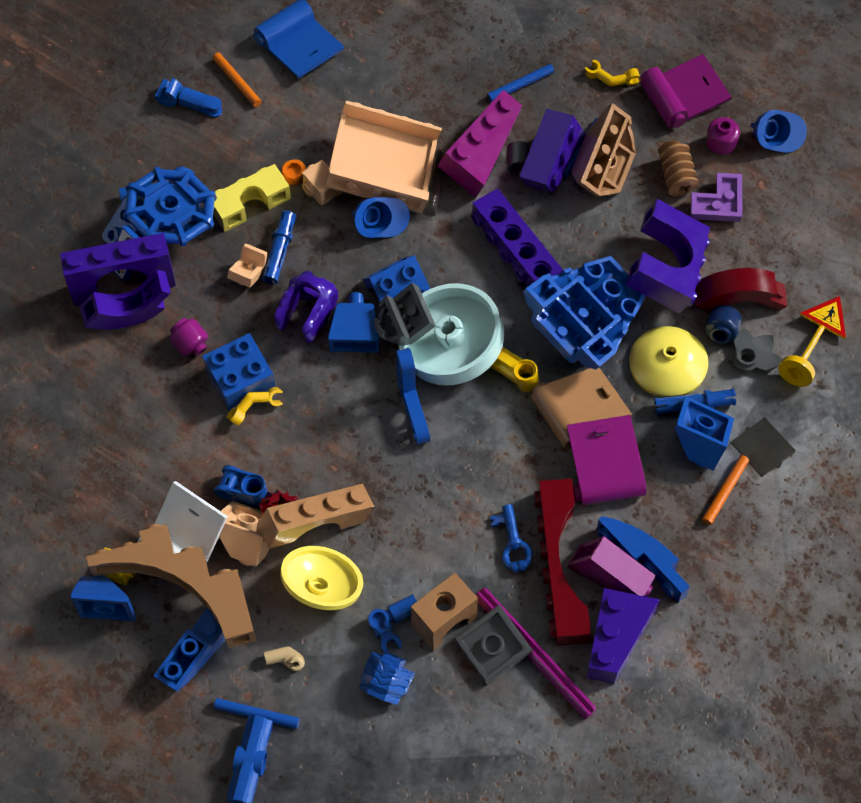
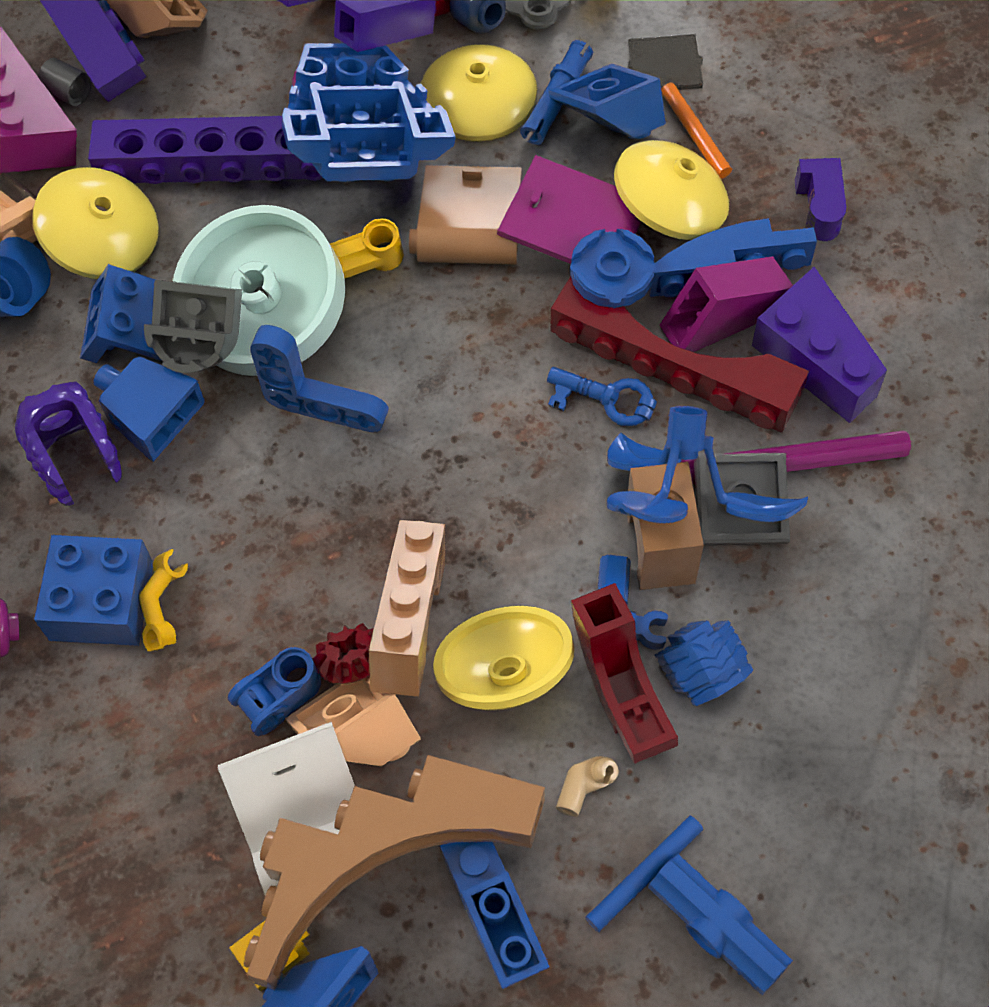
camera: 55 degrees left, 0 degrees up
(353, 634) = (617, 671): none -> dark red arch
(428, 244) = (90, 239): none -> light yellow dish
(485, 585) = (683, 442): none -> blue plant
(584, 496) = (612, 268): none -> blue tile
(653, 501) = (671, 189): none -> light yellow dish
(724, 585) = (826, 195): none -> dark purple leg

